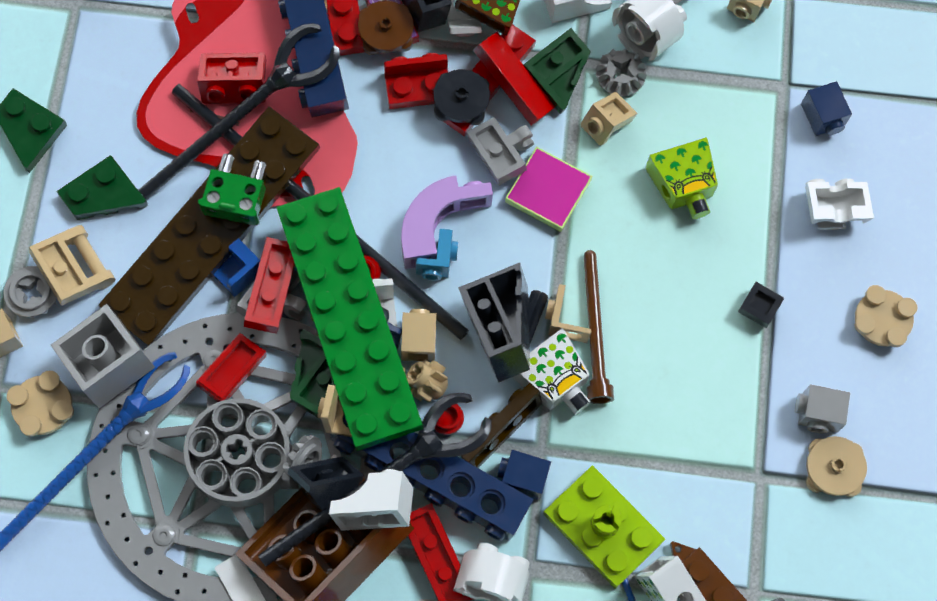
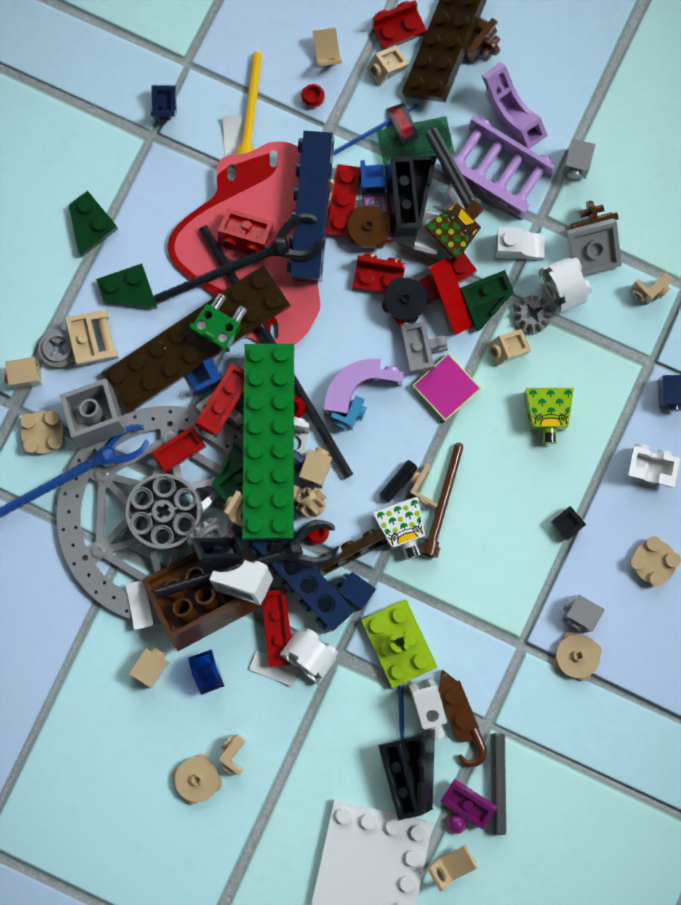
camera: 25 degrees right, 10 degrees up
(501, 319) = (375, 477): black wedge -> none

